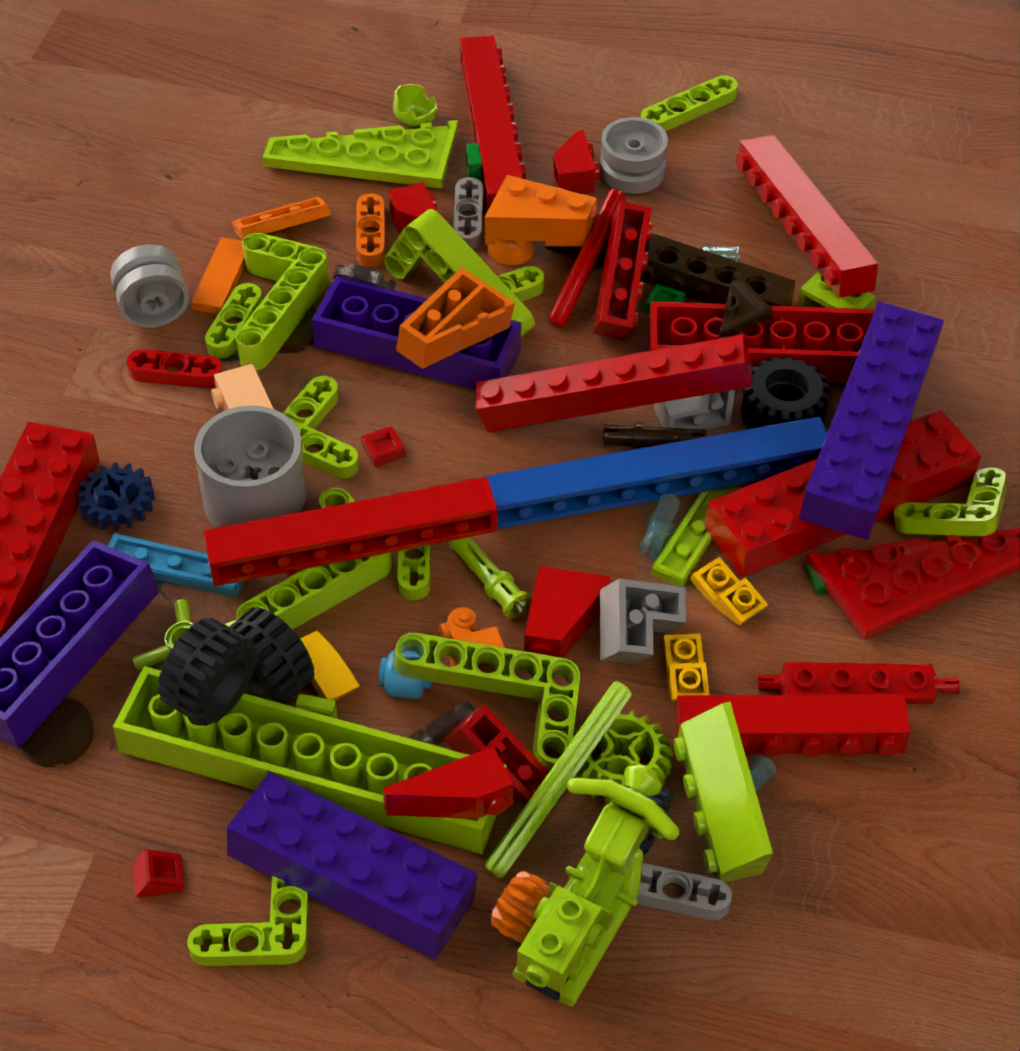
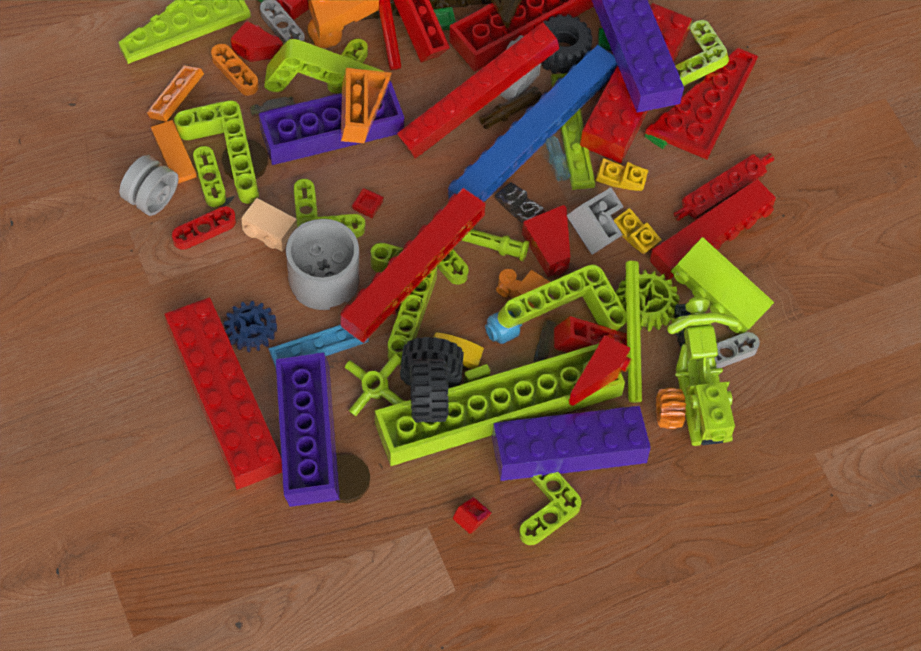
camera: 40 degrees left, 10 degrees up
(563, 545) = (517, 203): none -> clear smoke slope

